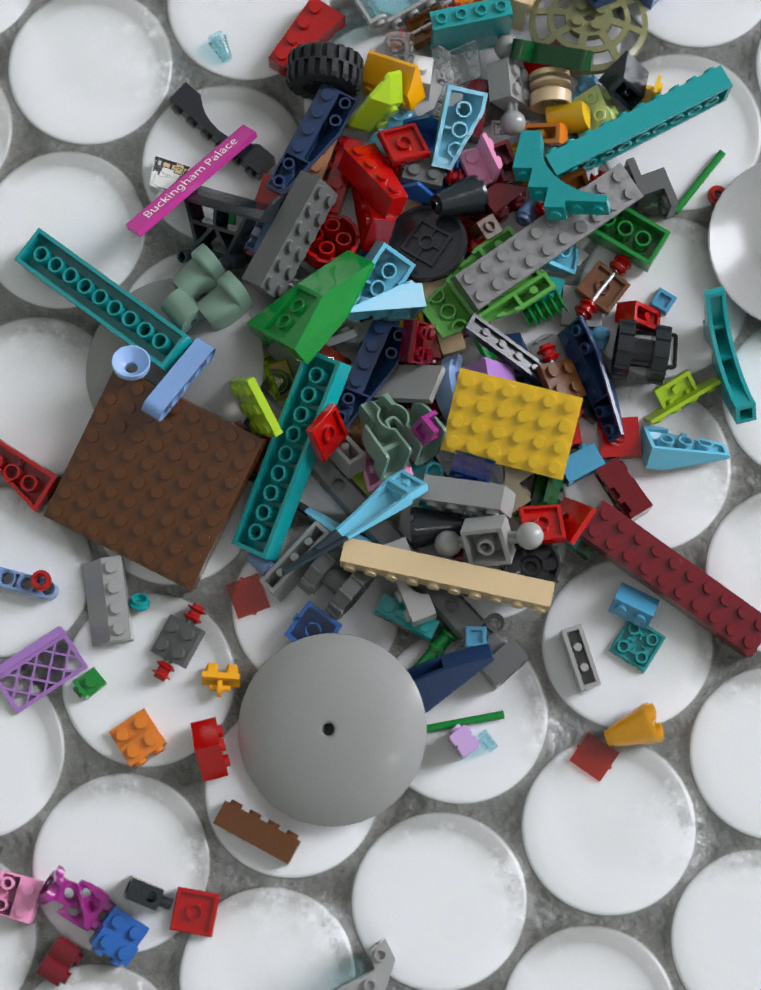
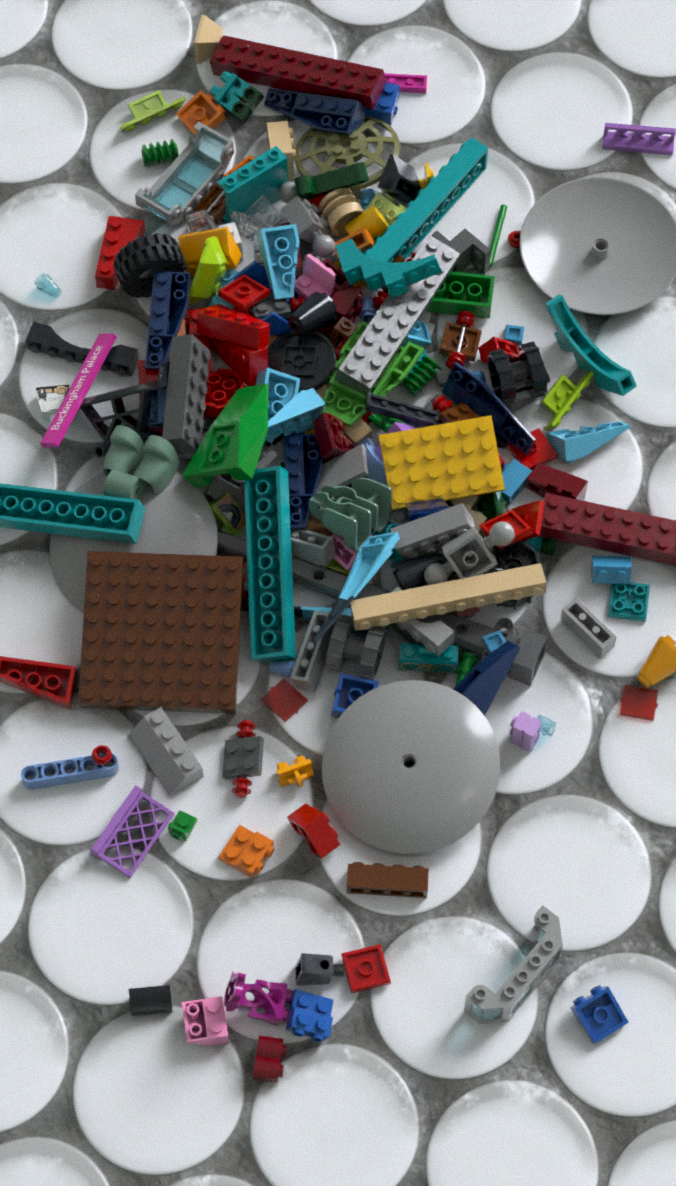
camera: 25 degrees left, 15 degrees down
(130, 356) = (101, 536): light blue piece -> none
(139, 602) = (194, 741): teal plate -> none
(178, 379) = (147, 538): medium blue beam -> none
(255, 406) = (222, 532): lime plate -> none
(327, 432) = (293, 529): red plate -> none
(425, 429) = (374, 491): magenta panel -> none
(465, 721) = (531, 711): green bar -> none

